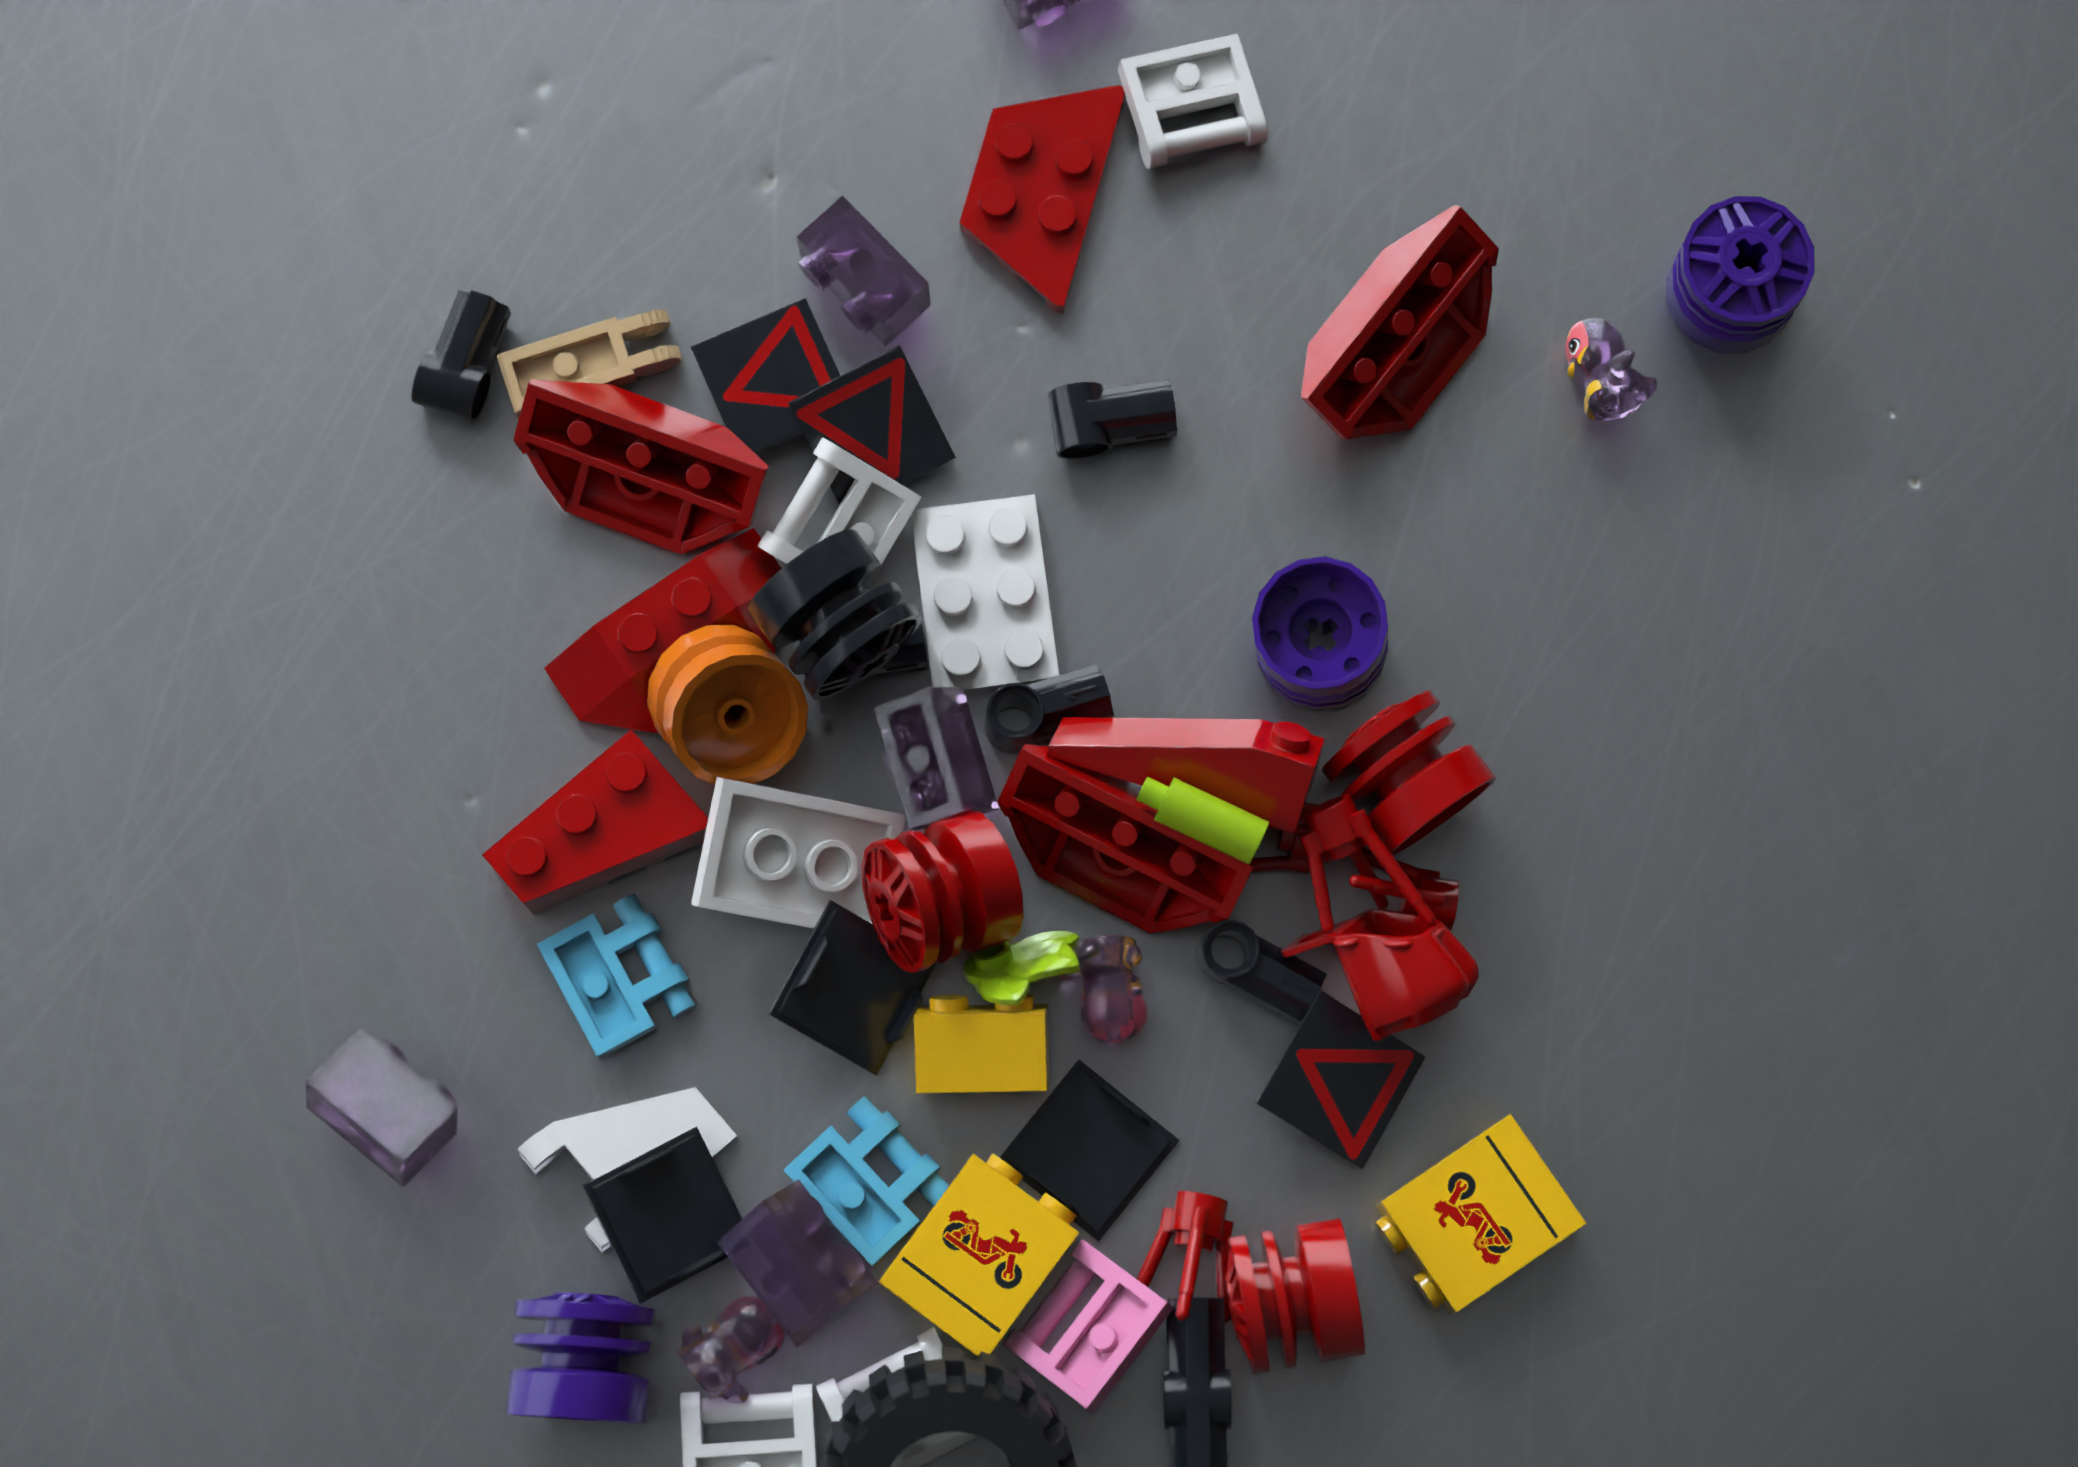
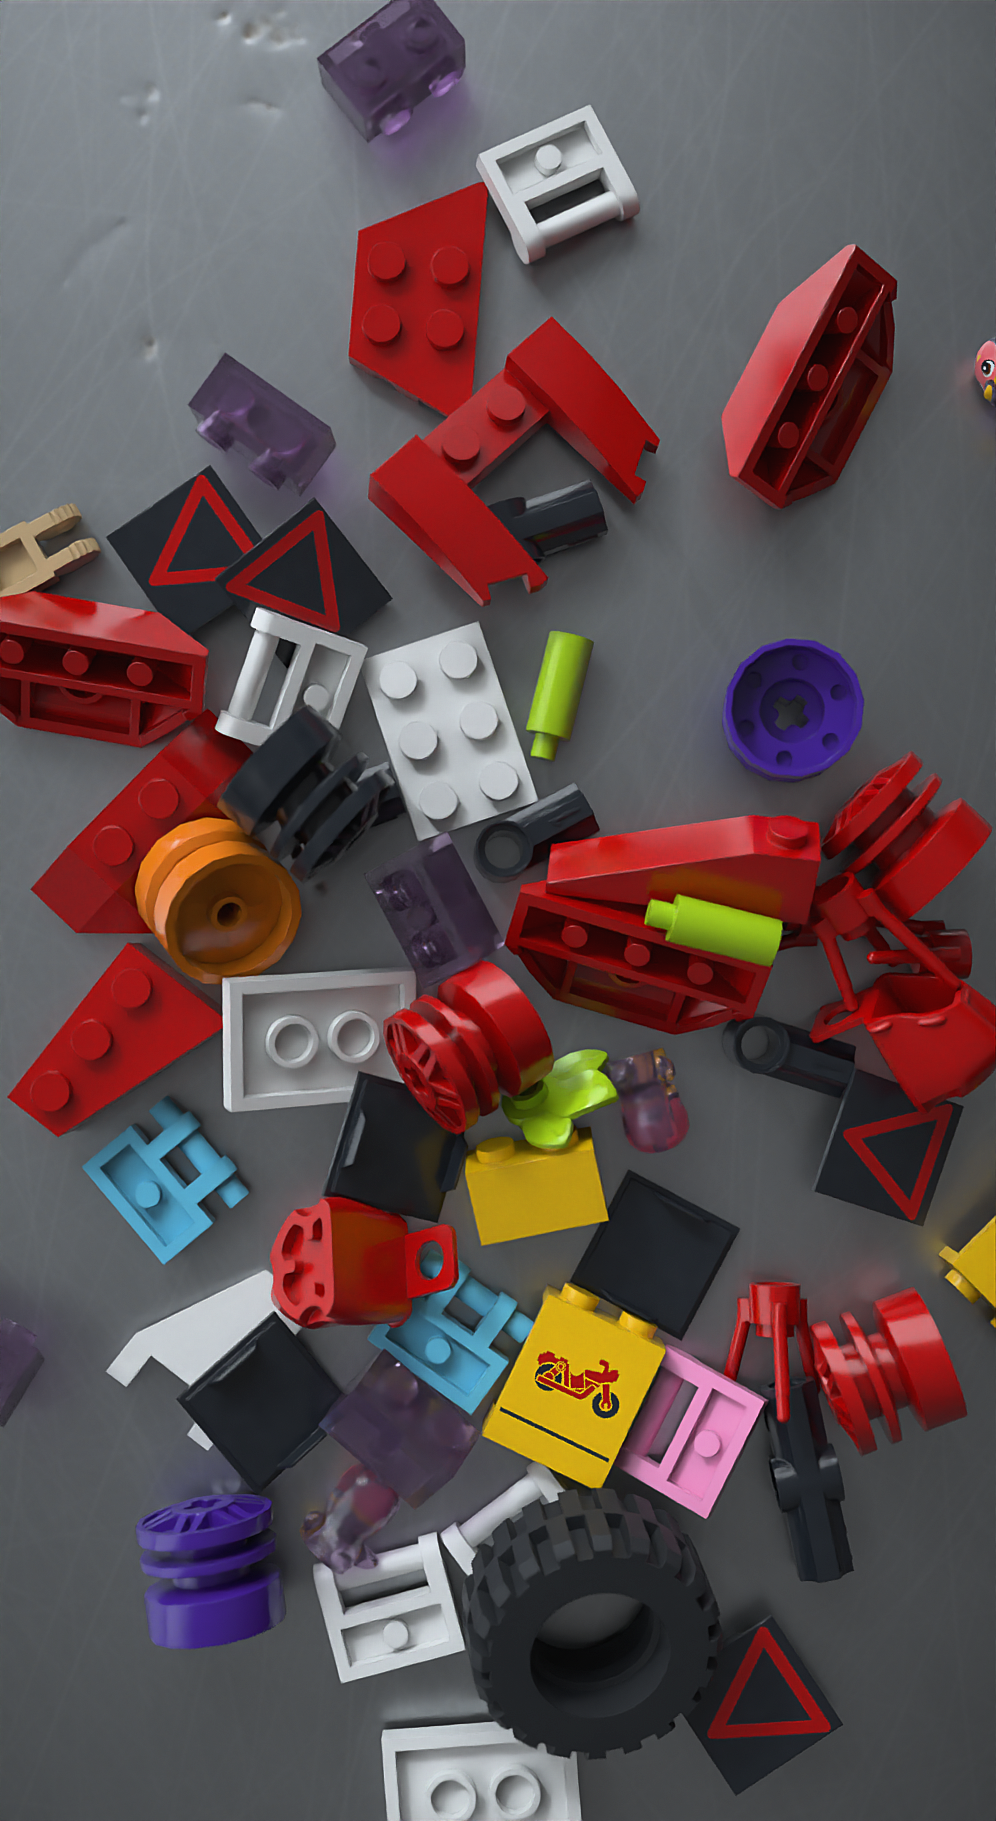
camera: 15 degrees left, 10 degrees up
(785, 1089) = (354, 1265): none -> red piece
(1014, 351) = (431, 480): none -> red wedge
(1099, 577) = (558, 692): none -> lime cylinder

